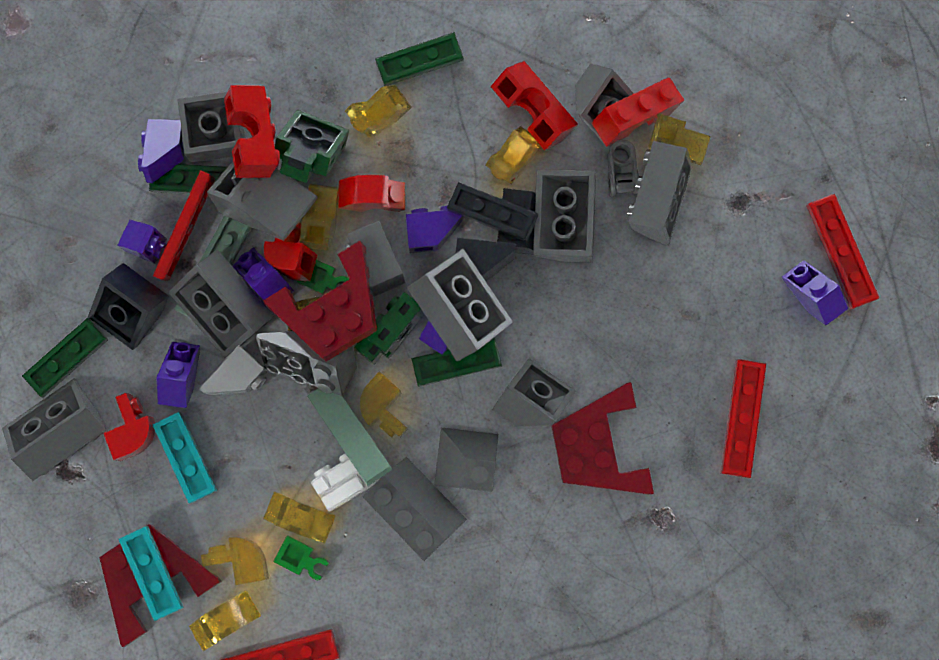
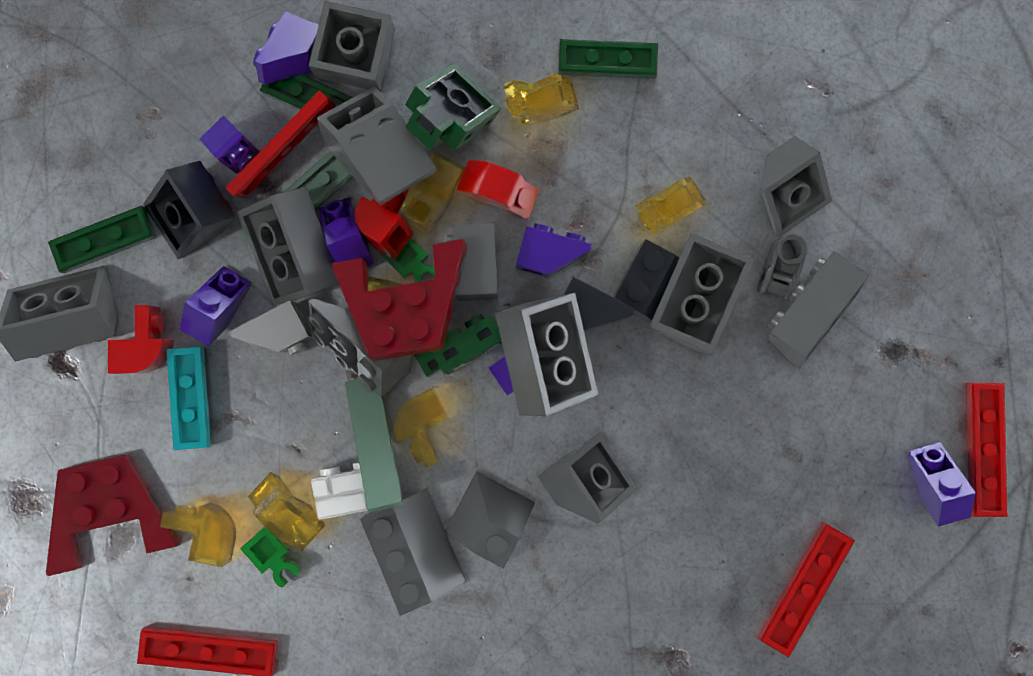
camera: 15 degrees right, 5 degrees up
(151, 573) = (102, 512): teal plate -> none
(224, 620) = (165, 592): clear yellow brick -> none
(251, 109) = (399, 42): red arch -> none
(438, 367) = (496, 406): dark green tile -> none
(492, 211) = (623, 261): black tile -> none
(523, 88) = (710, 135): red arch -> none
(587, 448) = (624, 558): dark red wing -> none
(643, 106) = (827, 209): red arch -> none
(673, 132) = (858, 249): clear yellow brick -> none

